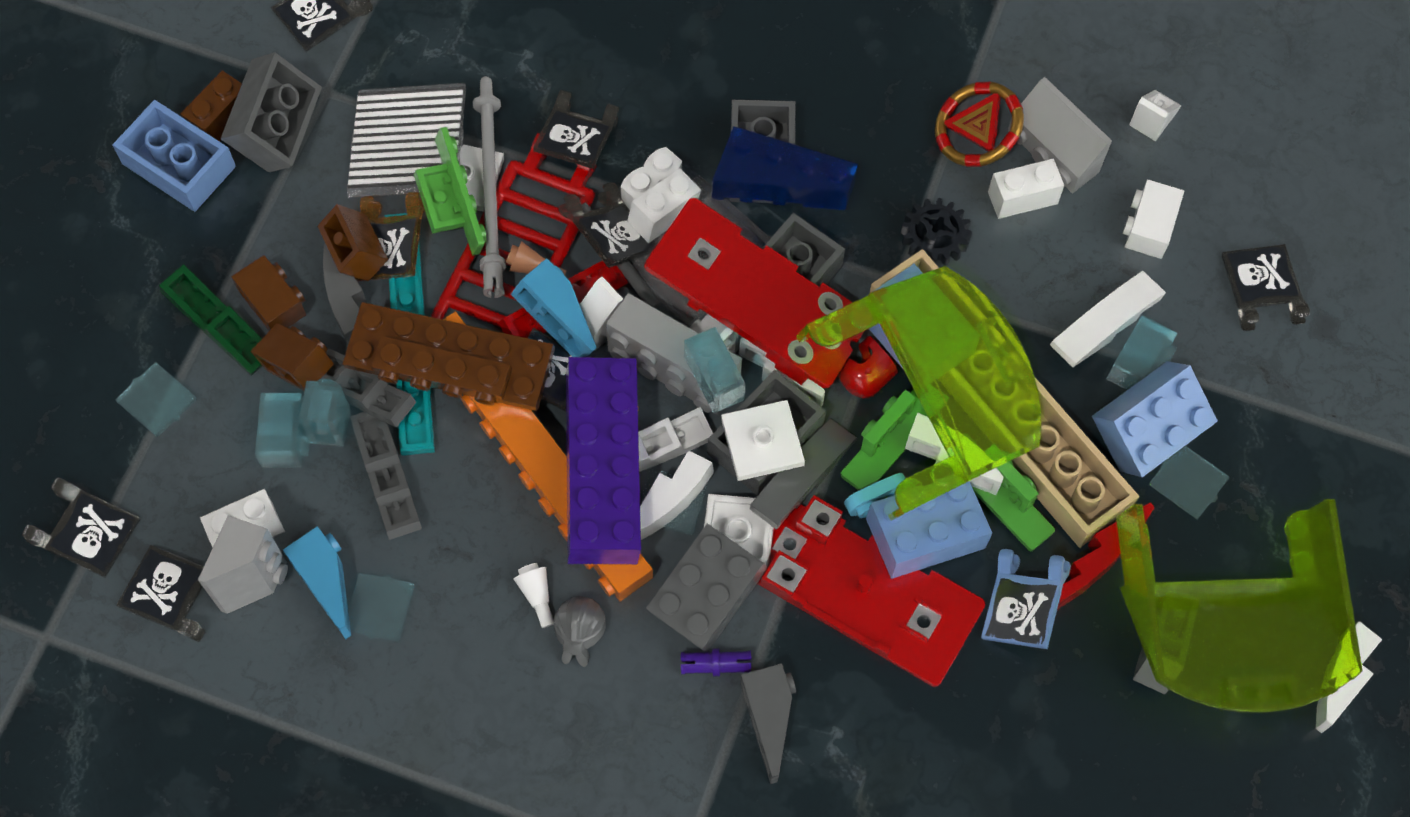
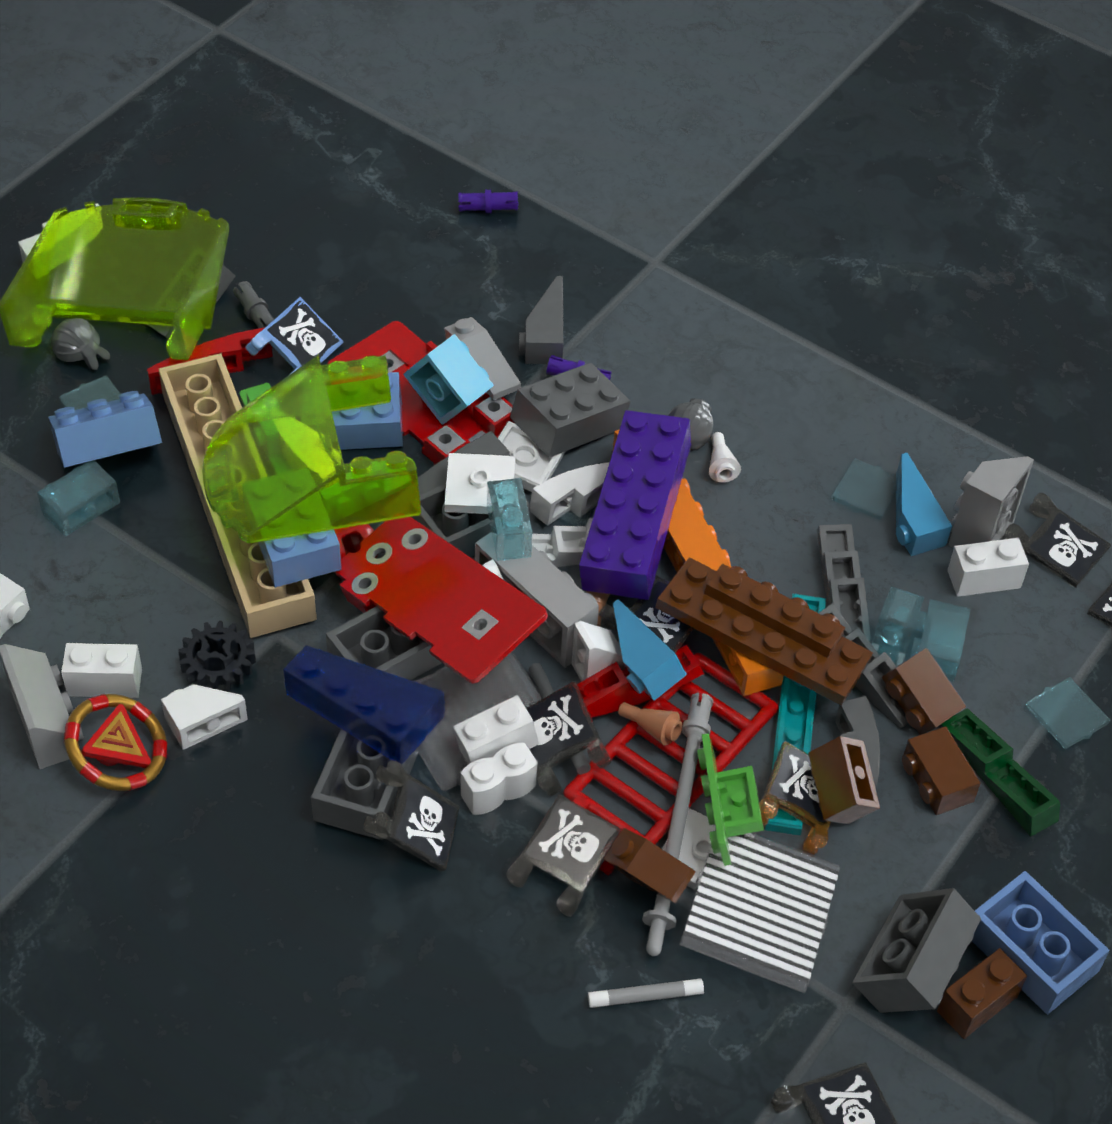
camera: 165 degrees left, 15 degrees down
(484, 56) = (645, 993): none -> light grey bar
(503, 127) = (649, 865): none -> reddish brown slope
(703, 121) = (420, 818): none -> flag
(821, 629) = (486, 355): none -> light grey slope
(840, 563) = (448, 379): none -> medium azure brick
(860, 501) = (381, 446): medium azure plate -> none
(925, 176) = (202, 713): none -> white slope
(1090, 646) = (254, 307): none -> dark grey pin
(1107, 319) = (96, 531): white slope -> none
(1248, 540) = (78, 341): none -> dark grey piece

